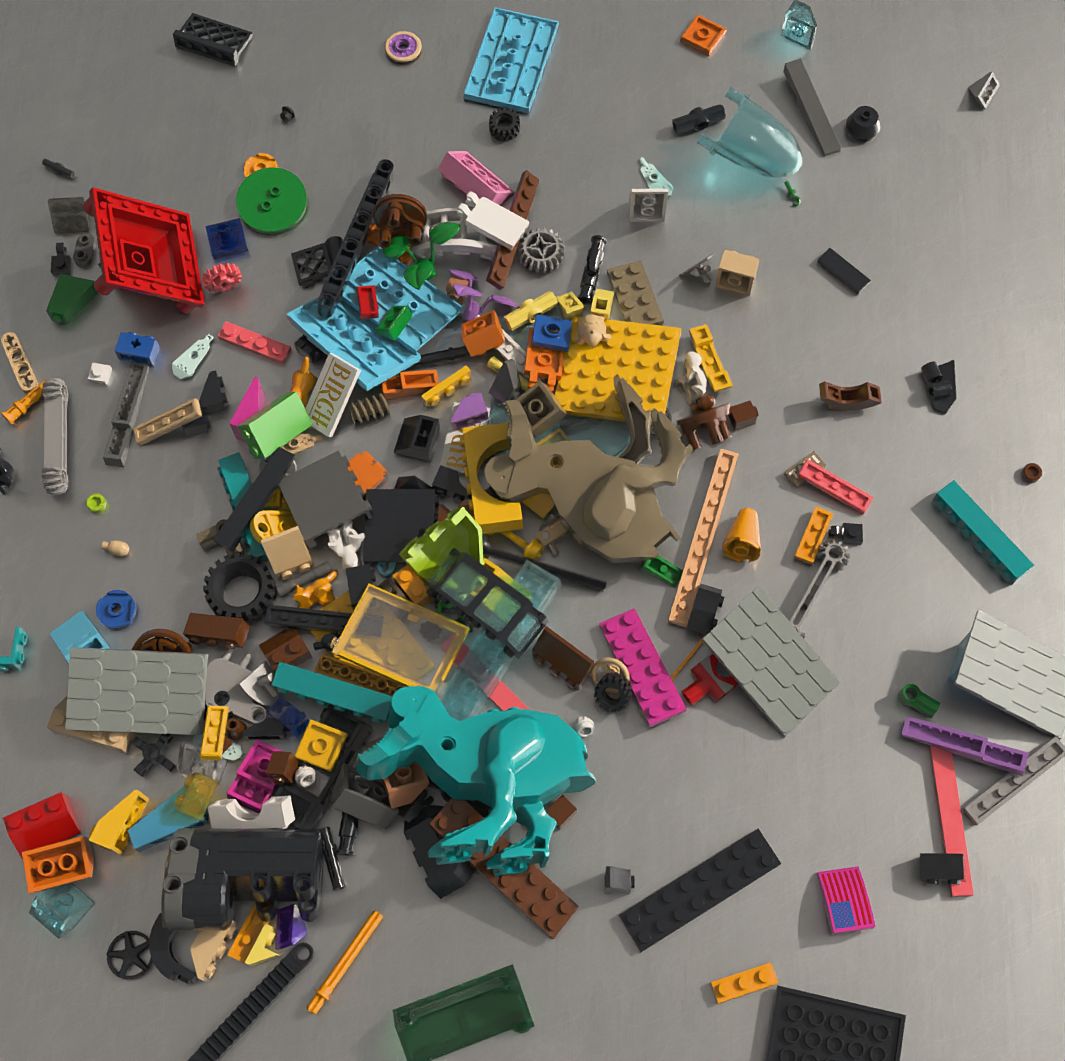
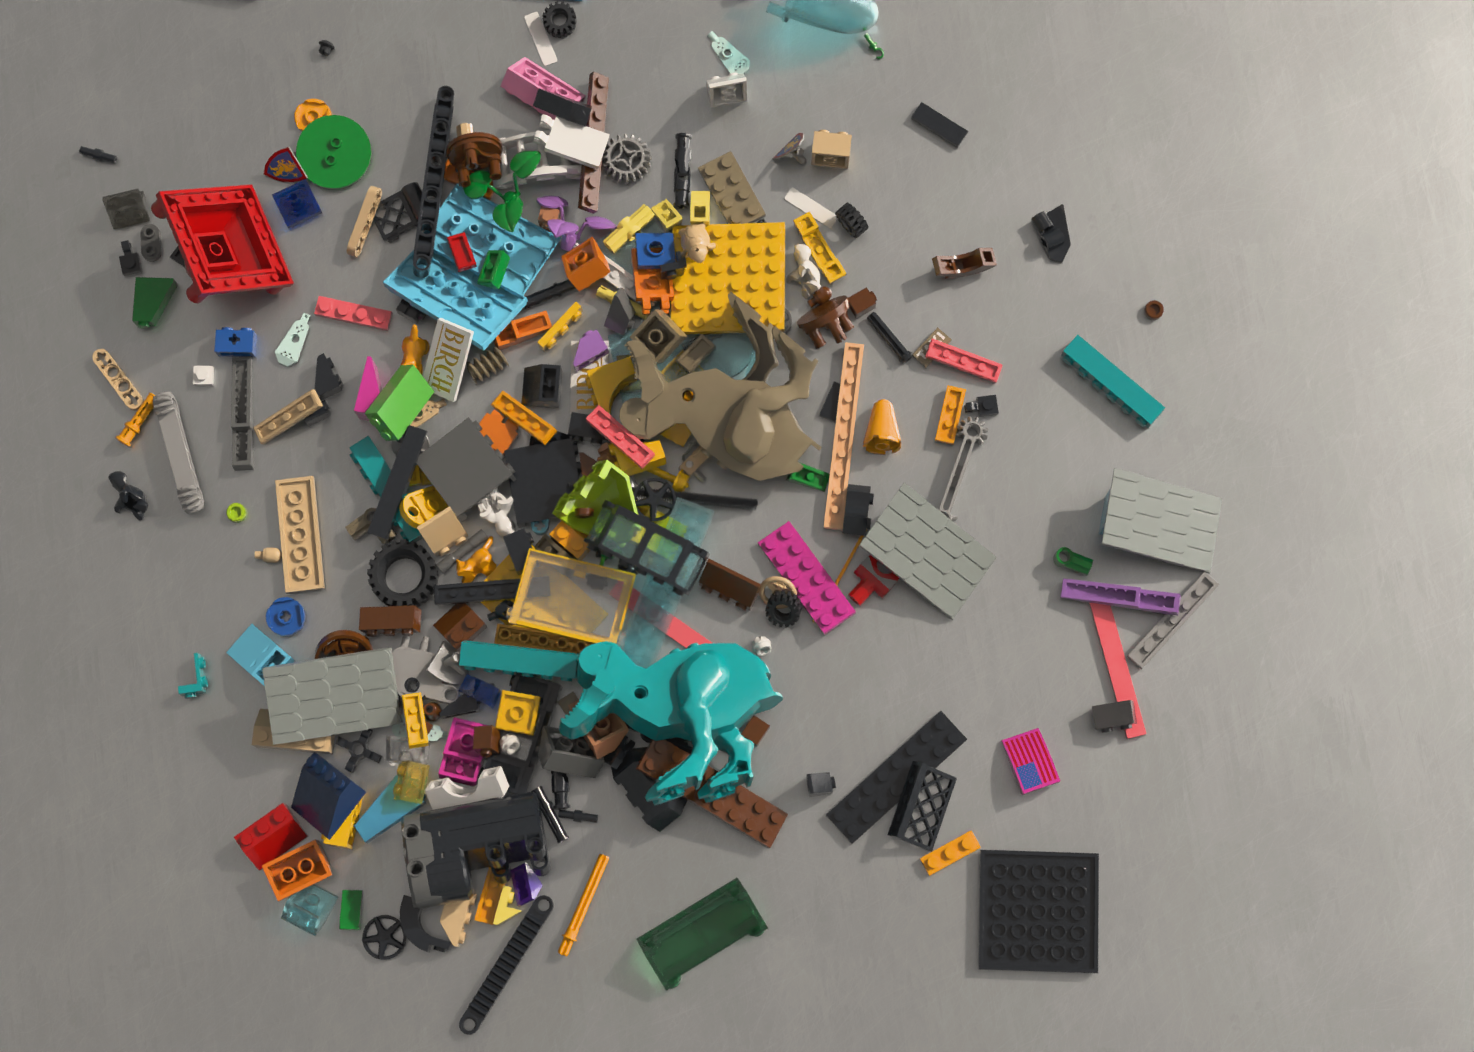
camera: 10 degrees left, 10 degrees up
(103, 919) = (351, 910): none -> green slope
(105, 791) = (325, 795): none -> dark blue slope
(150, 534) = (299, 534): none -> tan plate
(221, 278) = (304, 251): coral gear -> none
(222, 203) = (284, 166): none -> shield
(284, 263) = (364, 221): none -> tan beam
(360, 865) = (577, 816): none -> black bar
(393, 462) = (523, 417): none -> light orange tile
(431, 559) = (584, 512): none -> reddish brown tile
(481, 492) = (620, 437): none -> coral plate
(484, 139) = (540, 38): none -> white sticker
(491, 190) = (562, 107): none -> black slope
(504, 559) = (655, 499): none -> black wheel
(565, 350) = (672, 270): none -> black bracket
(574, 430) = (696, 353): none -> dark tan tile
(695, 507) = (829, 409): none -> black tile
(703, 318) = (806, 204): none -> white sticker
(707, 920) = (909, 801): none -> black fence
(746, 338) = (851, 220): none -> black tyre
(775, 469) = (889, 337): none -> black axle

